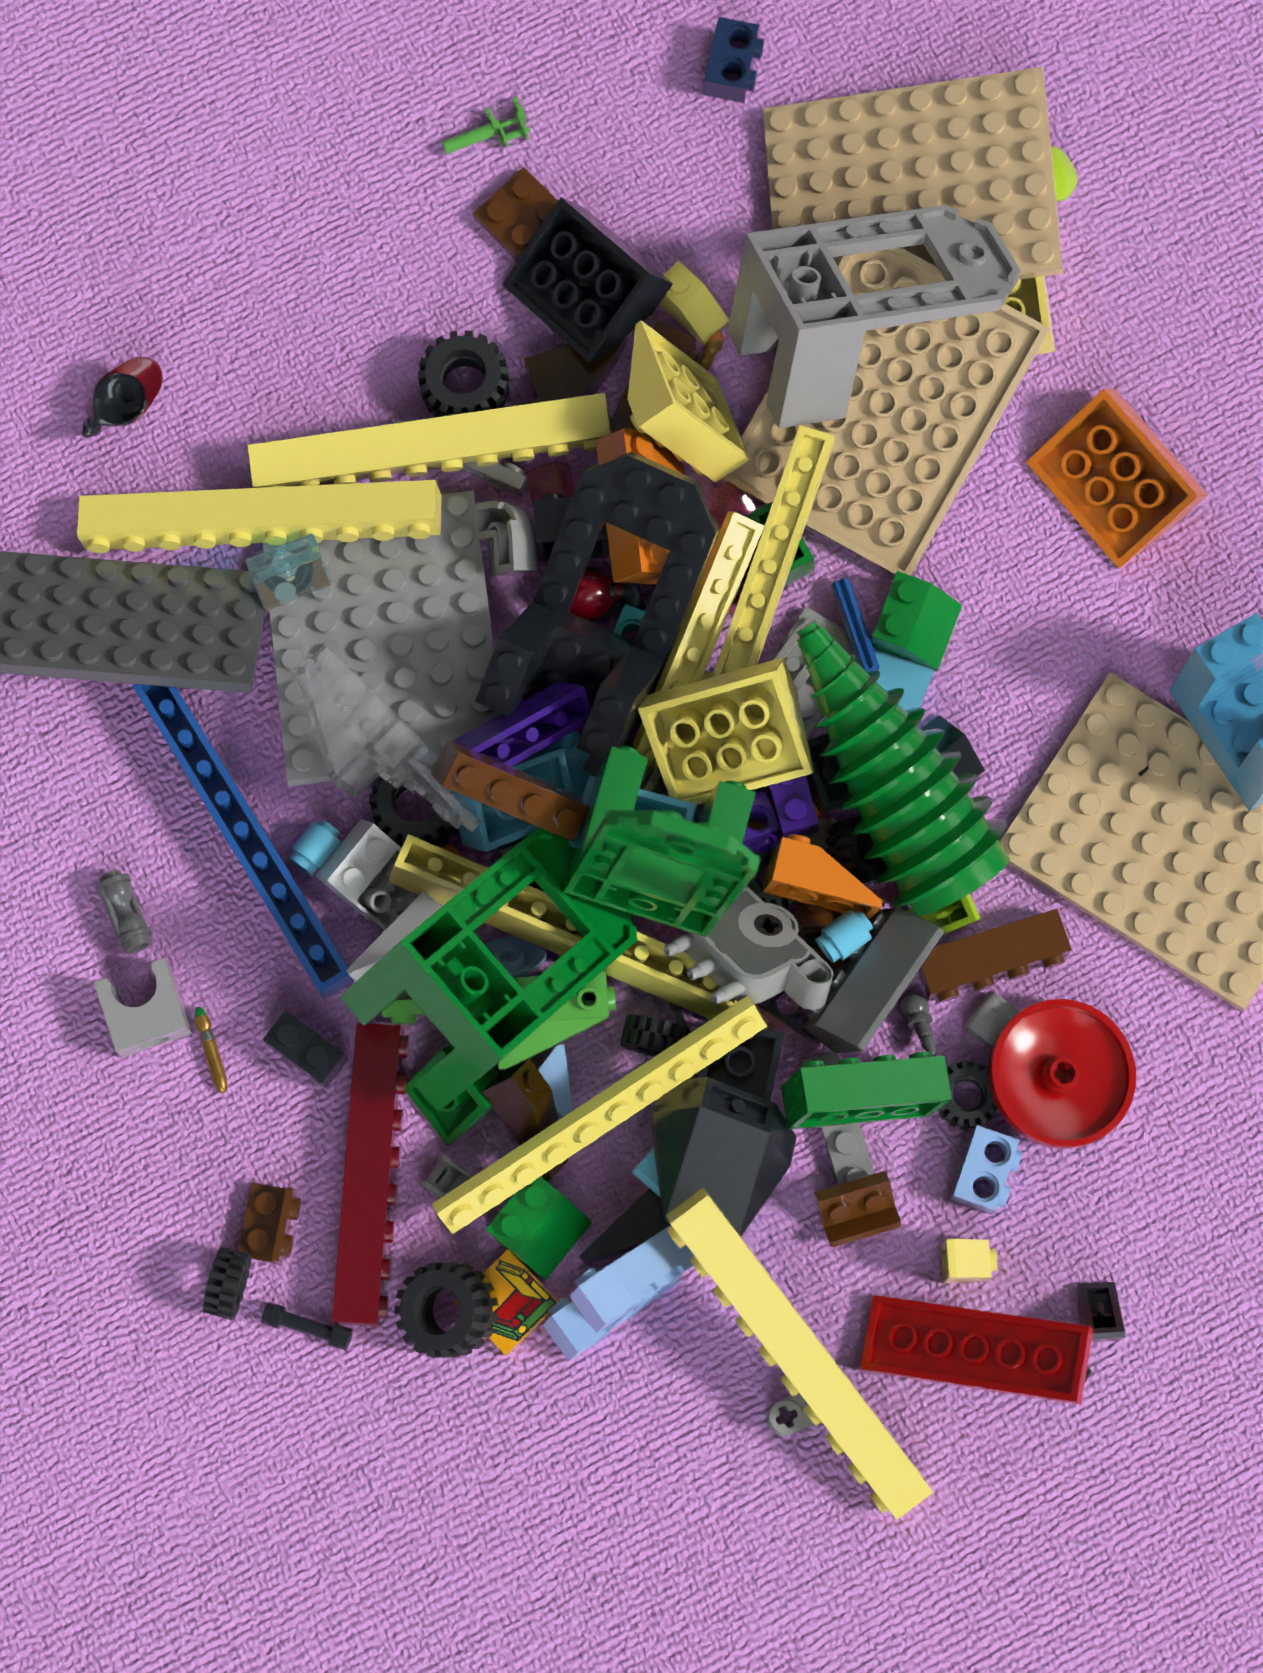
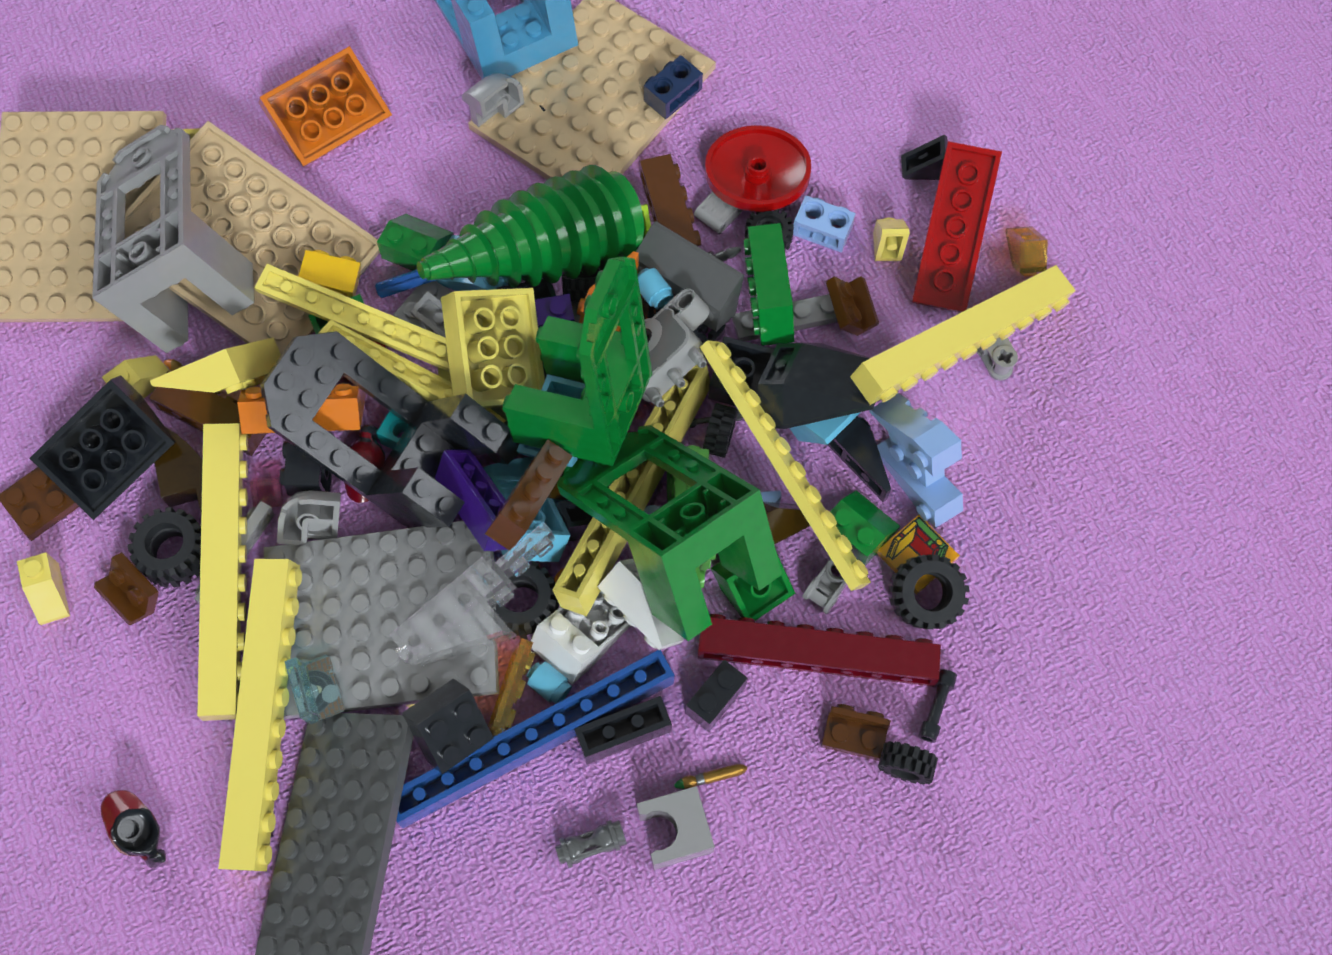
camera: 90 degrees left, 10 degrees down
(241, 728) = (448, 725): none -> black brick
(256, 939) = (623, 730): none -> black brick
(298, 801) = (511, 687): none -> clear yellow plate
(406, 339) = (127, 590): none -> reddish brown bracket
(408, 245) = (44, 587): none -> light yellow slope
(842, 517) = (331, 272): none -> yellow brick
(966, 1456) = (1027, 250): none -> clear yellow slope
(1135, 696) = (493, 95): none -> light grey brick
(1174, 954) = (678, 81): none -> dark blue brick

